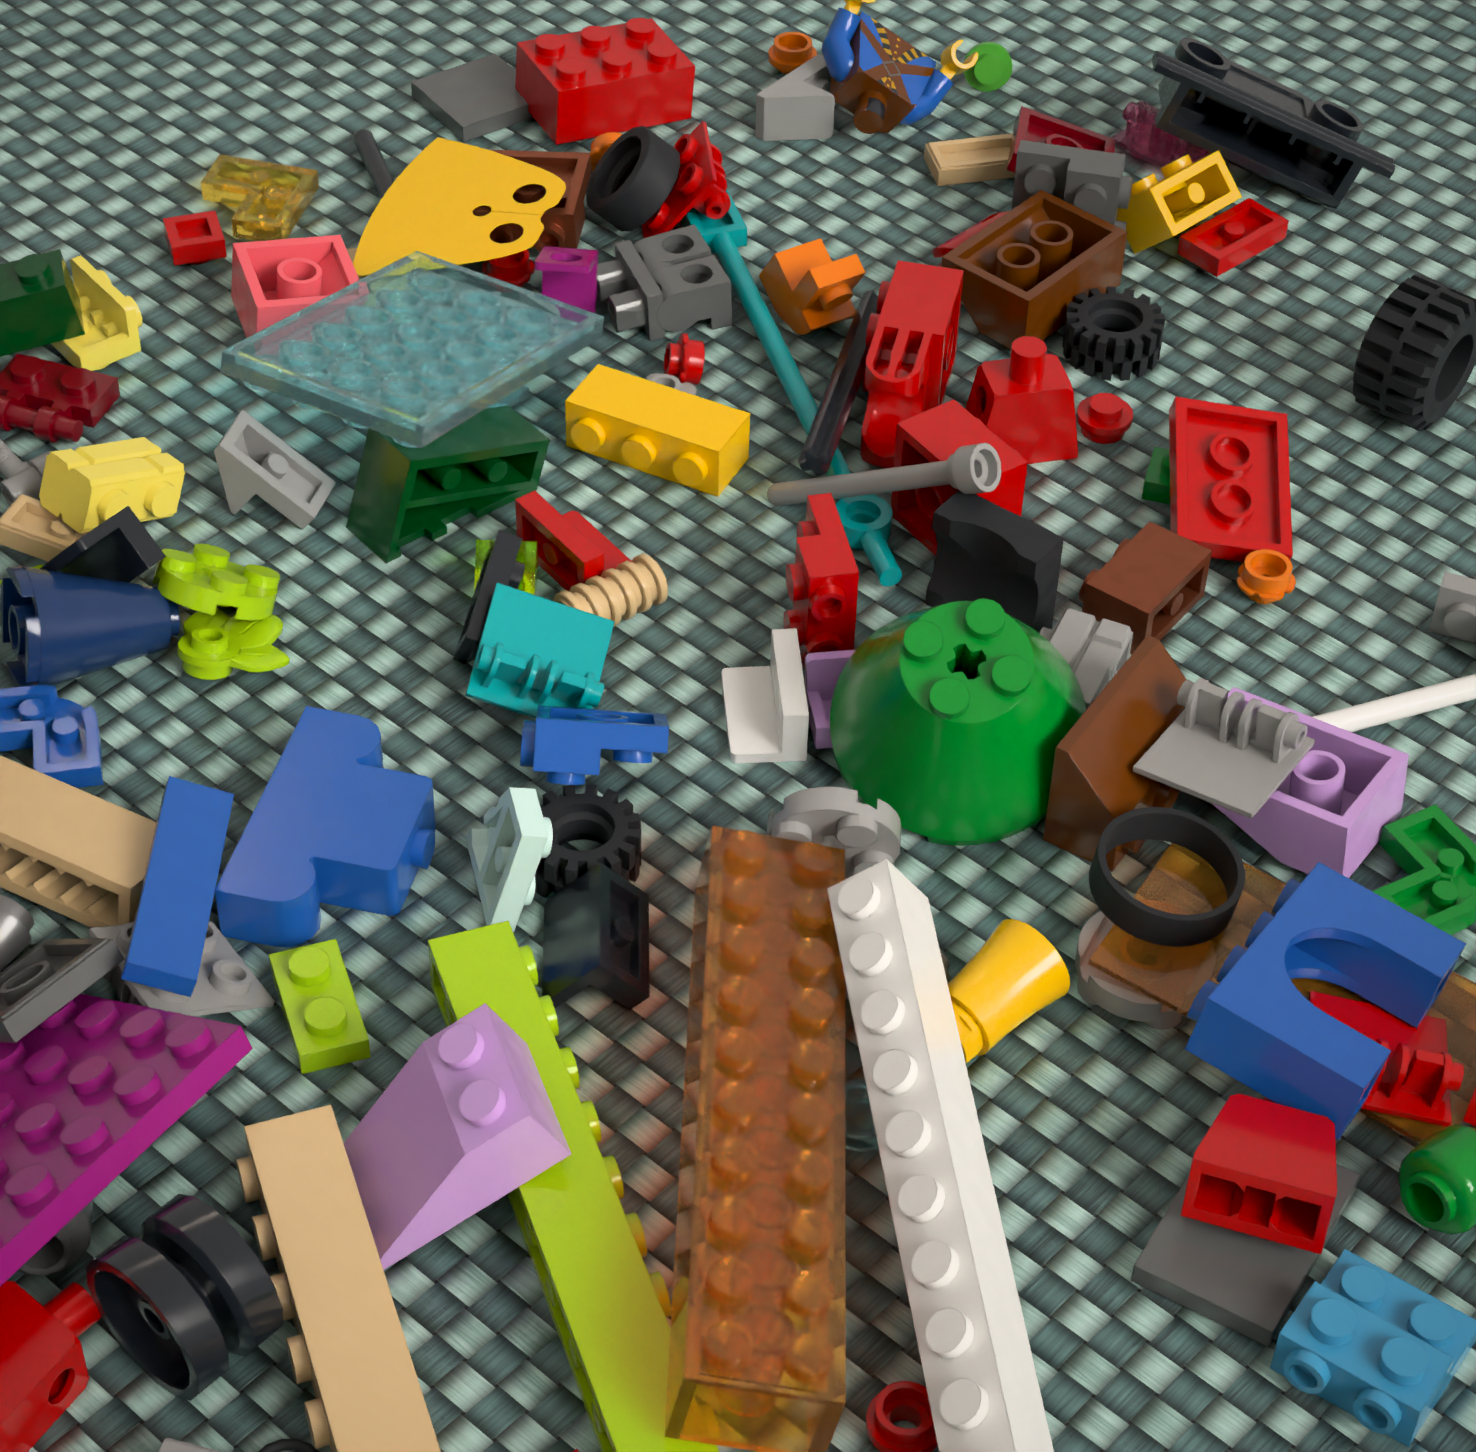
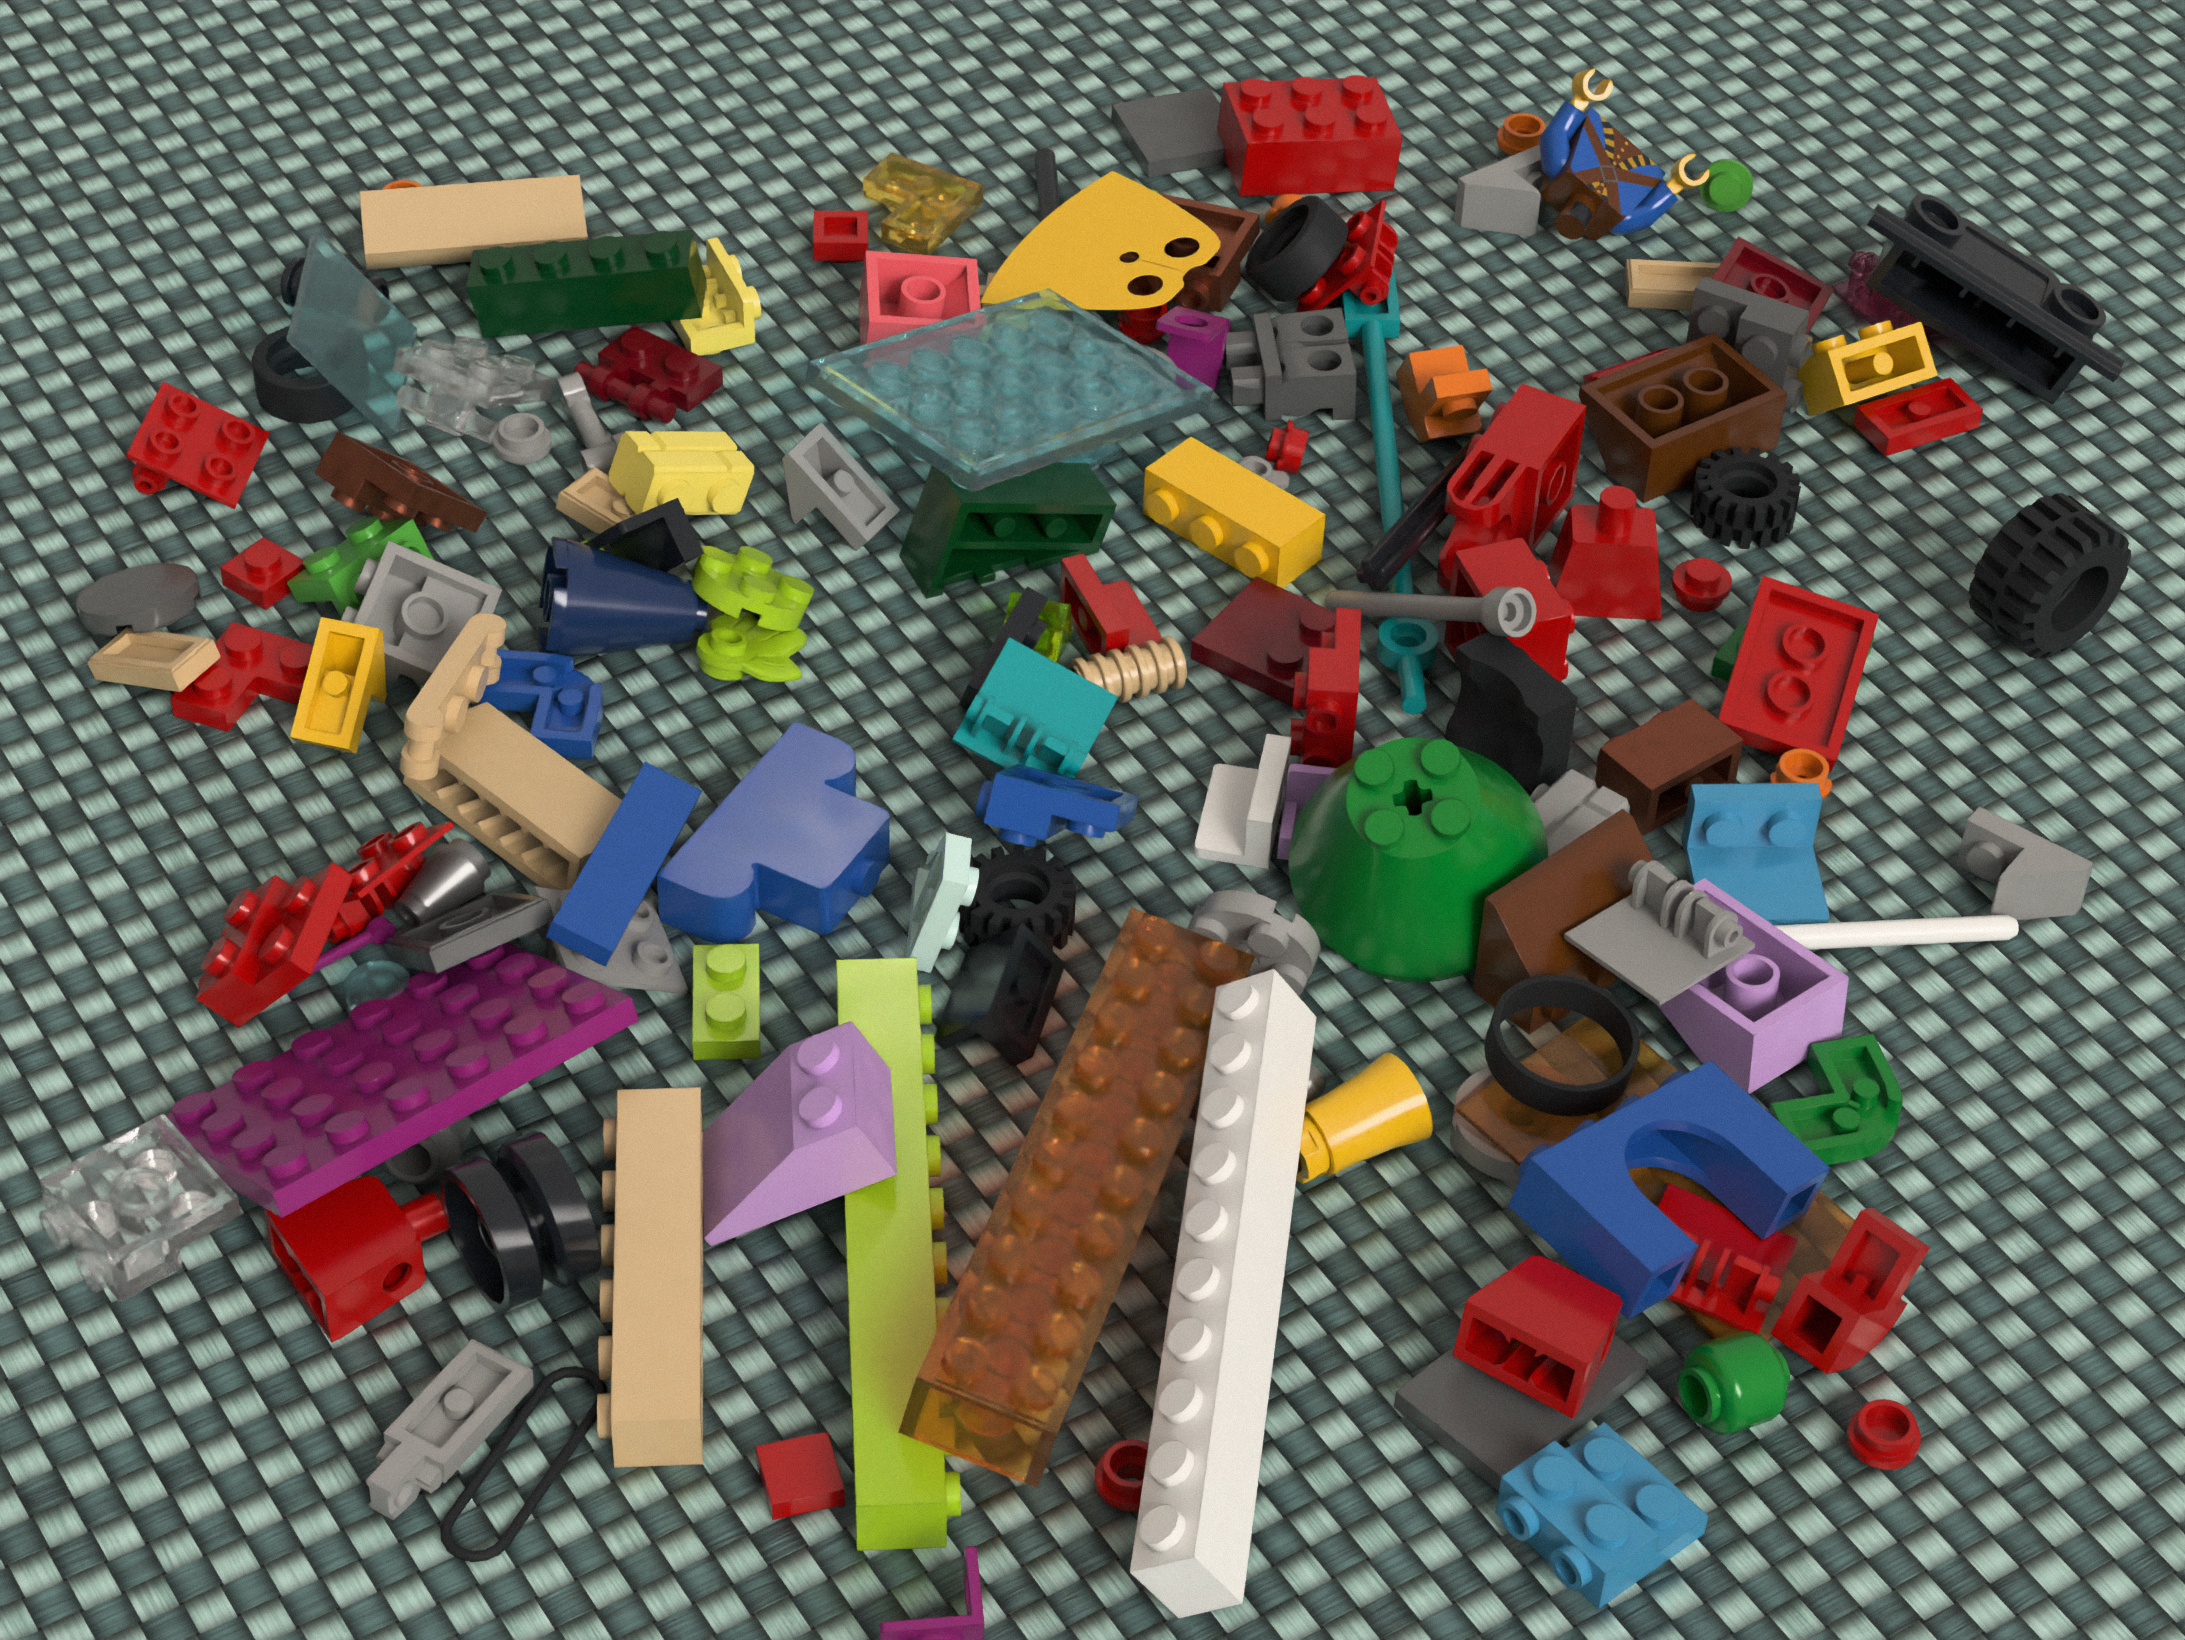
camera: 15 degrees right, 0 degrees up
(733, 542) = (1263, 638): none -> dark red plate
(1258, 645) = (1758, 847): none -> dark azure bracket

